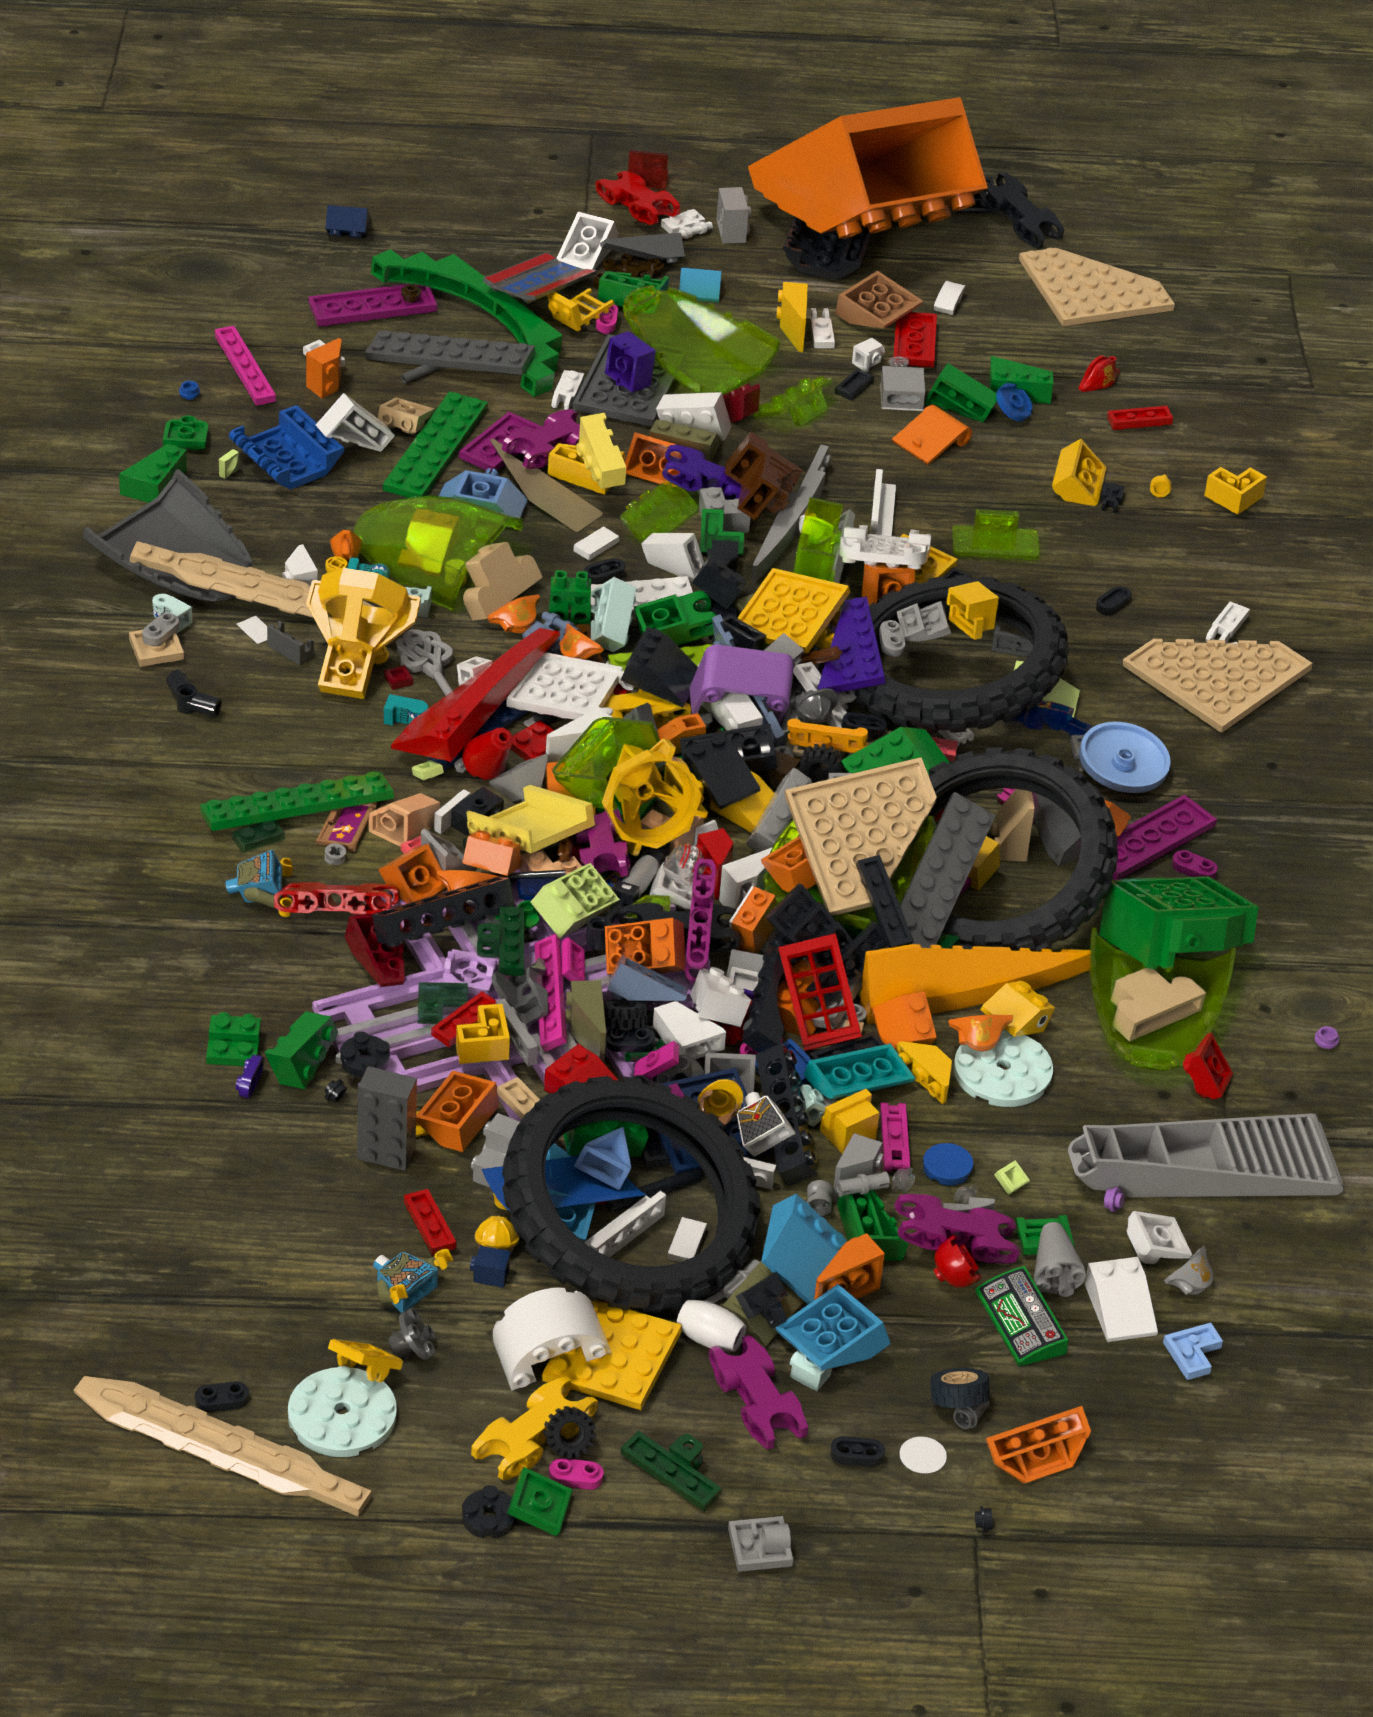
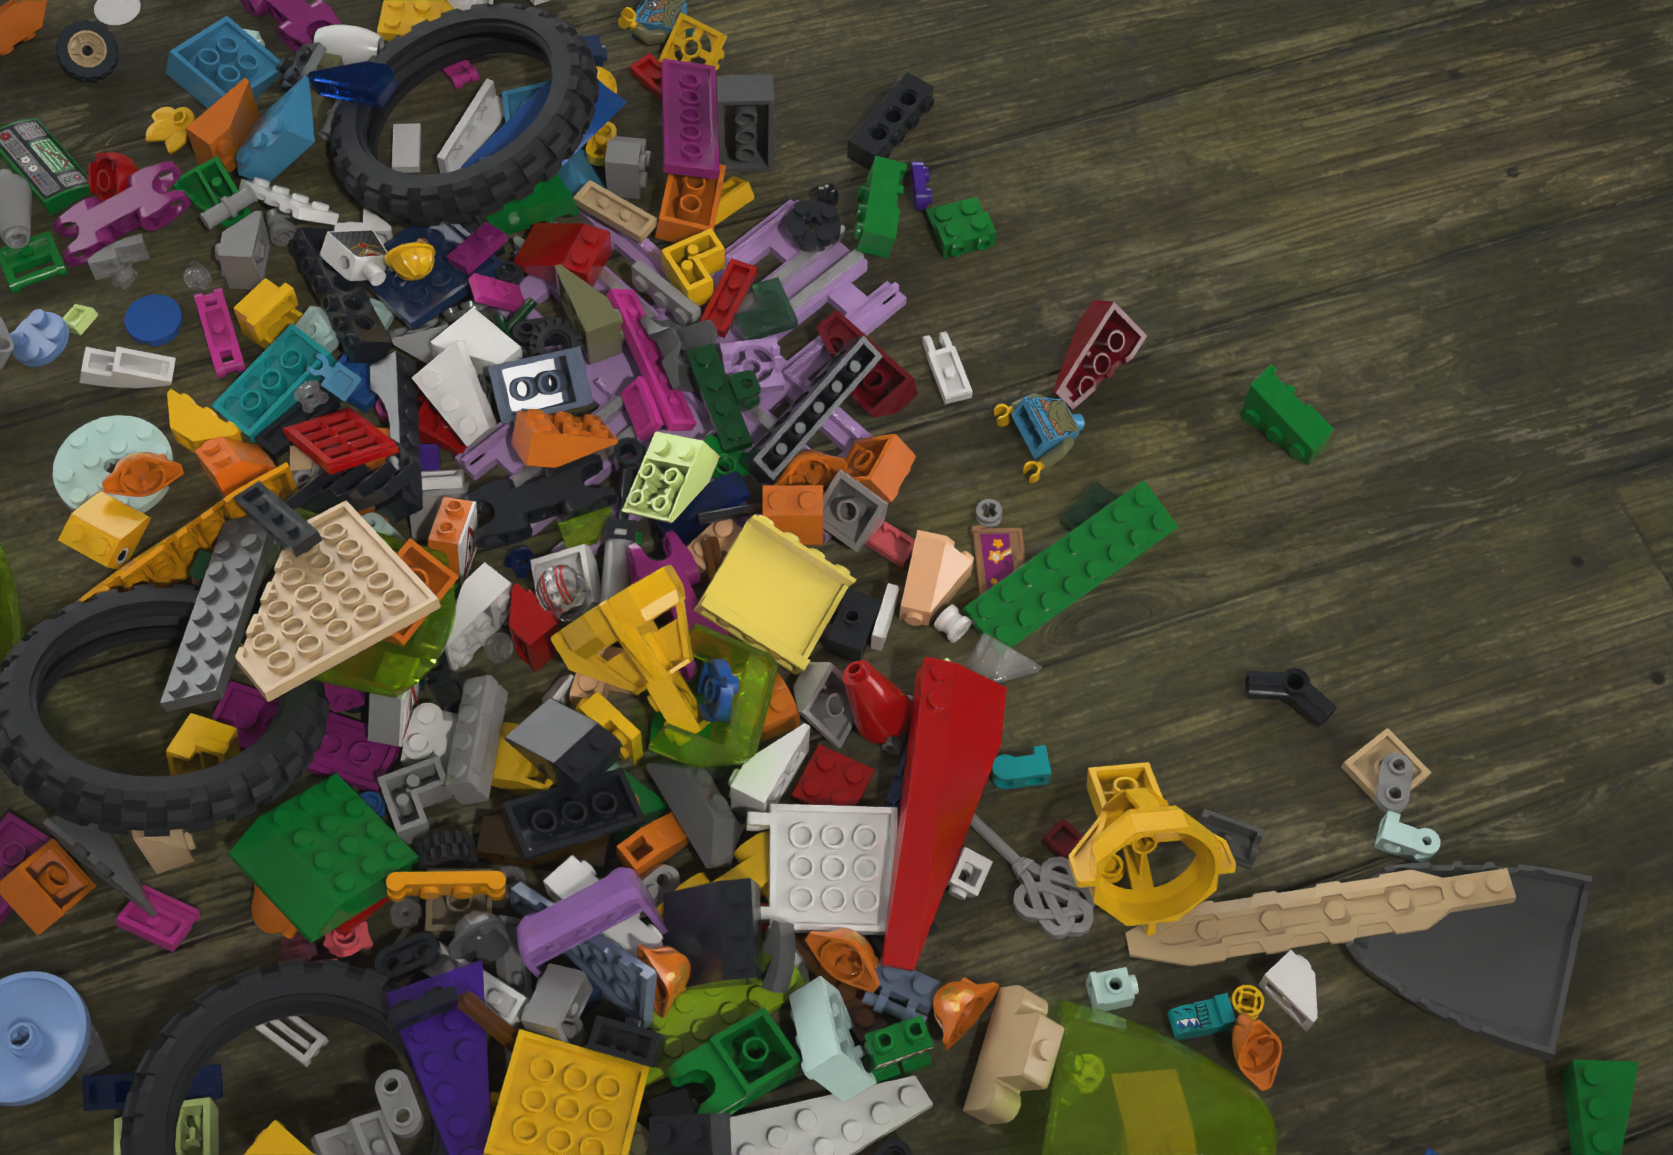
camera: 160 degrees right, 20 degrees up
(71, 836) = (1284, 418): none -> green wedge
(179, 925) = (1098, 347): none -> dark red wedge
(244, 1132) = (891, 121): none -> black brick
(254, 628) = (1287, 865): white sticker -> none
(310, 946) = (947, 369): none -> white hinge
(355, 899) = (968, 413): red piece -> none
(383, 1229) = (677, 41): none -> yellow piece
(384, 760) = (999, 661): none -> clear slope
(403, 790) = (952, 623): none -> white wheel
(429, 1155) = (689, 119): none -> magenta plate
(600, 761) = (718, 690): none -> blue plate
(624, 650) = (781, 945): none -> dark grey slope
(698, 647) = (672, 974): none -> orange hat
(701, 909) = (505, 469): magenta piece -> none
(719, 1237) = (357, 82): none -> clear blue slope
(800, 1174) = (287, 203): none -> white wing
(810, 1049) = (337, 380): none -> dark azure plate
(832, 1047) = (306, 389): none -> clear plate
(864, 652) = (409, 1013): none -> black plate
(898, 1317) = (170, 127): none -> yellow plate
(979, 1128) = (126, 368): none -> white slope
(1047, 1170) = (39, 338): none -> medium blue piece

